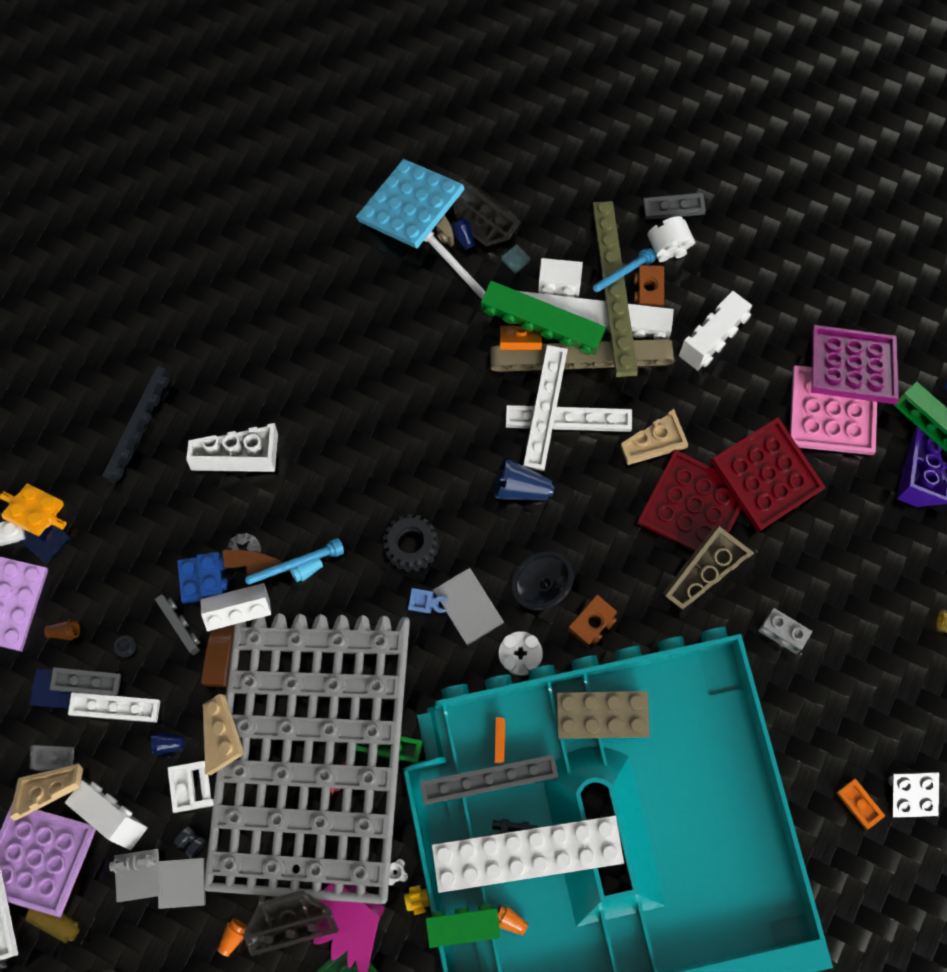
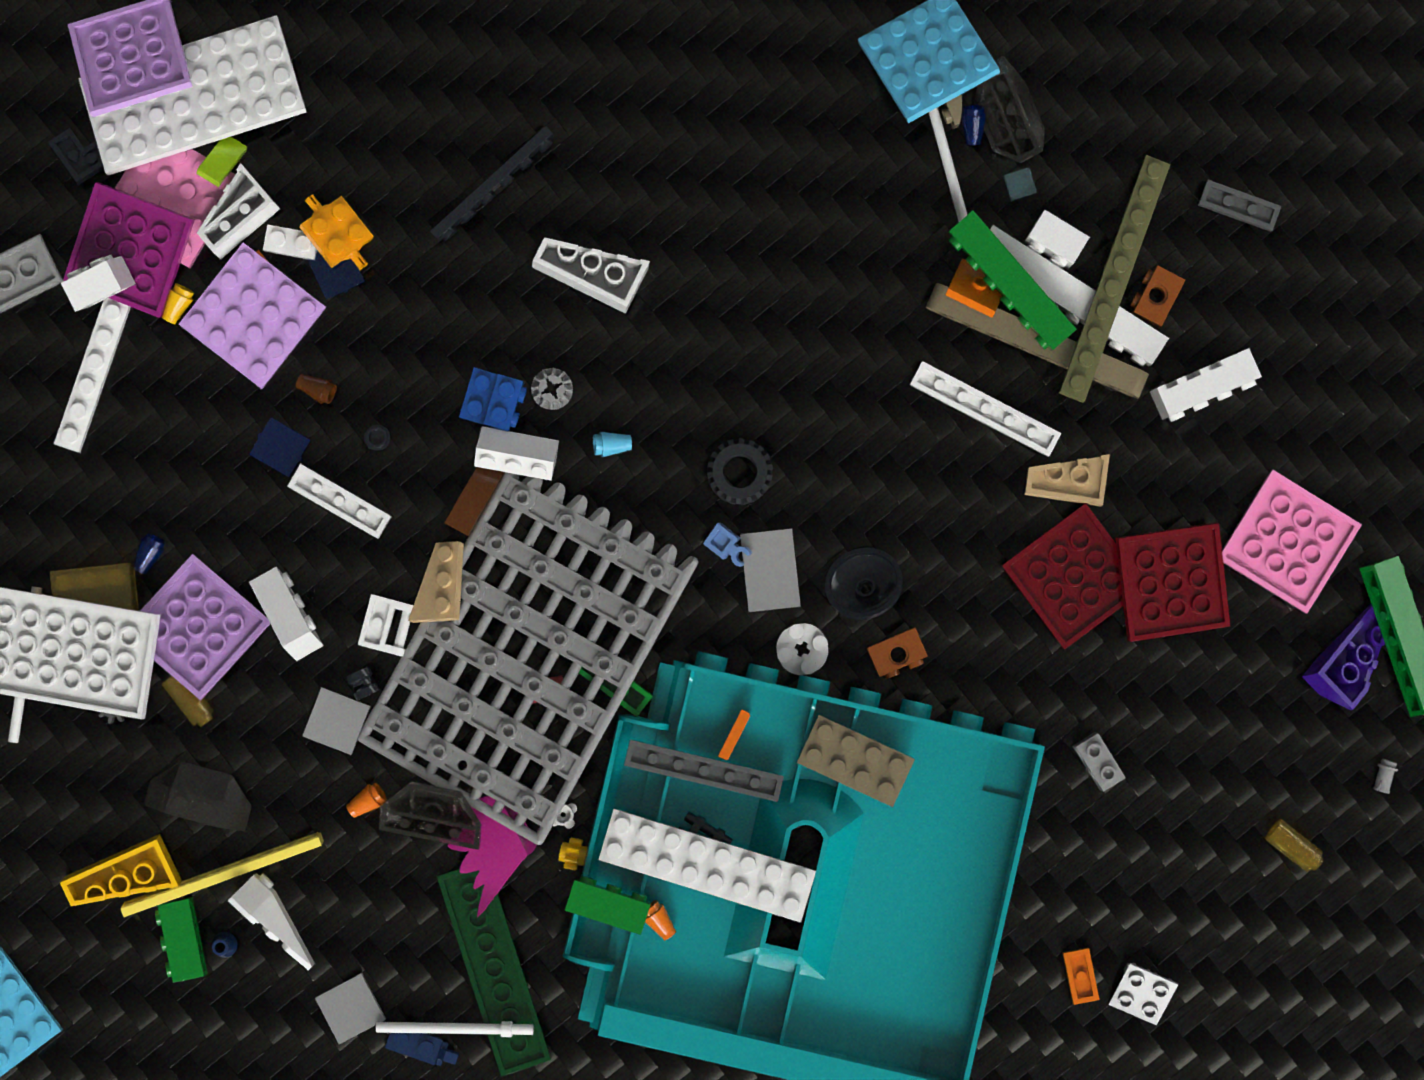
camera: 20 degrees right, 15 degrees up
(43, 788) = (231, 555): tan wing -> none
(50, 757) = (252, 526): clear slope -> none
(85, 682) = (319, 459): dark grey plate -> none
(136, 875) = (293, 691): light grey hinge -> none
(166, 743) = (380, 567): clear blue cone -> none
(179, 624) = (446, 441): dark grey plate -> none
(251, 561) = (555, 412): reddish brown slope -> none
(333, 548) = (652, 436): dark azure piece -> none
(521, 483) = (893, 461): dark blue cone -> none
(545, 408) = (963, 387): white plate -> none
(645, 257) = (1171, 255): dark azure piece -> none
(671, 239) = (1211, 250): white brick -> none
(707, 565) = (1056, 651): dark tan wedge -> none
(854, 364) = (1339, 502): magenta plate -> none

